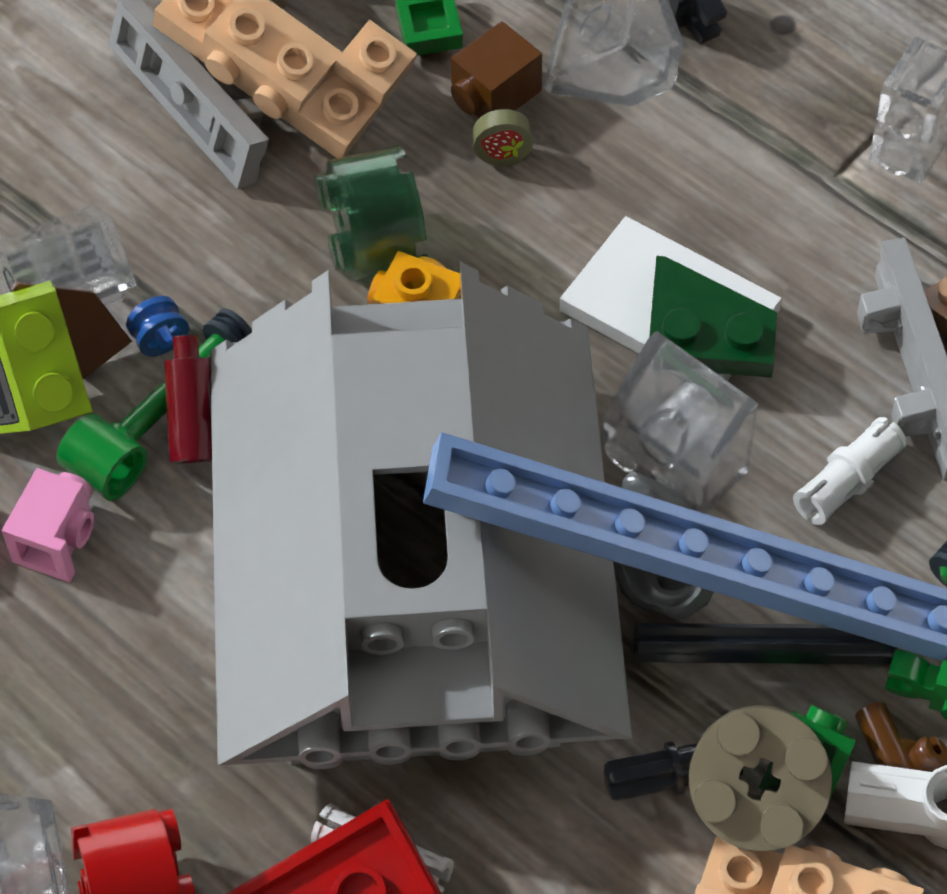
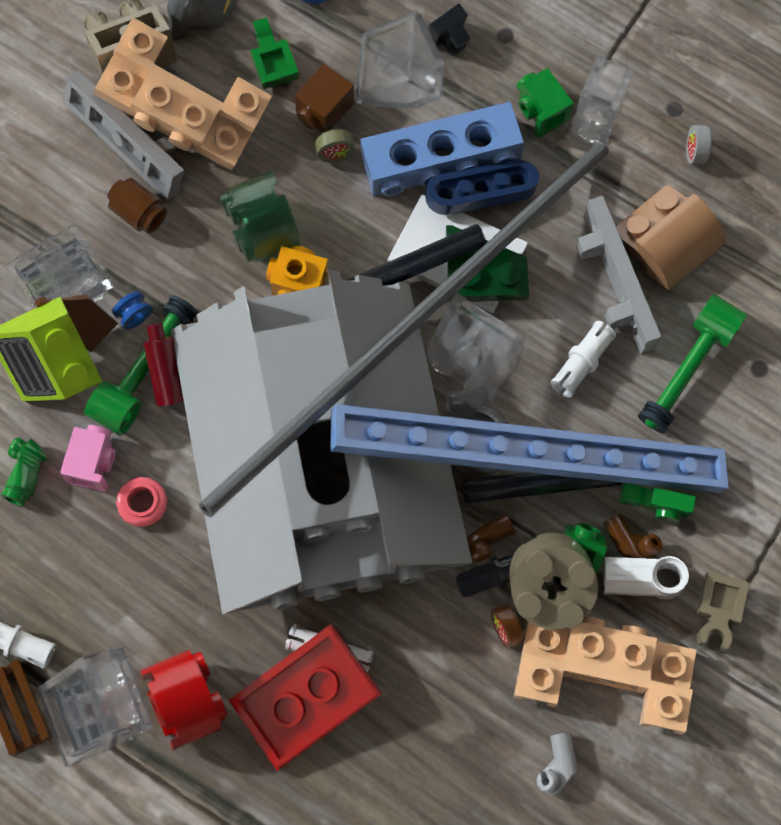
camera: 10 degrees left, 15 degrees up
(113, 577) = (133, 487): none -> coral piece
(190, 186) = (136, 205): none -> reddish brown brick
(549, 369) = (398, 334): none -> dark grey piece
(633, 289) = (428, 256): none -> black axle
(657, 712) = (487, 535): none -> reddish brown arm
(664, 157) = (454, 133): none -> medium blue brick
(678, 849) = (507, 626): none -> reddish brown tile
(719, 212) = (494, 179): none -> dark blue plate
(830, 110) = (544, 101): none -> green brick

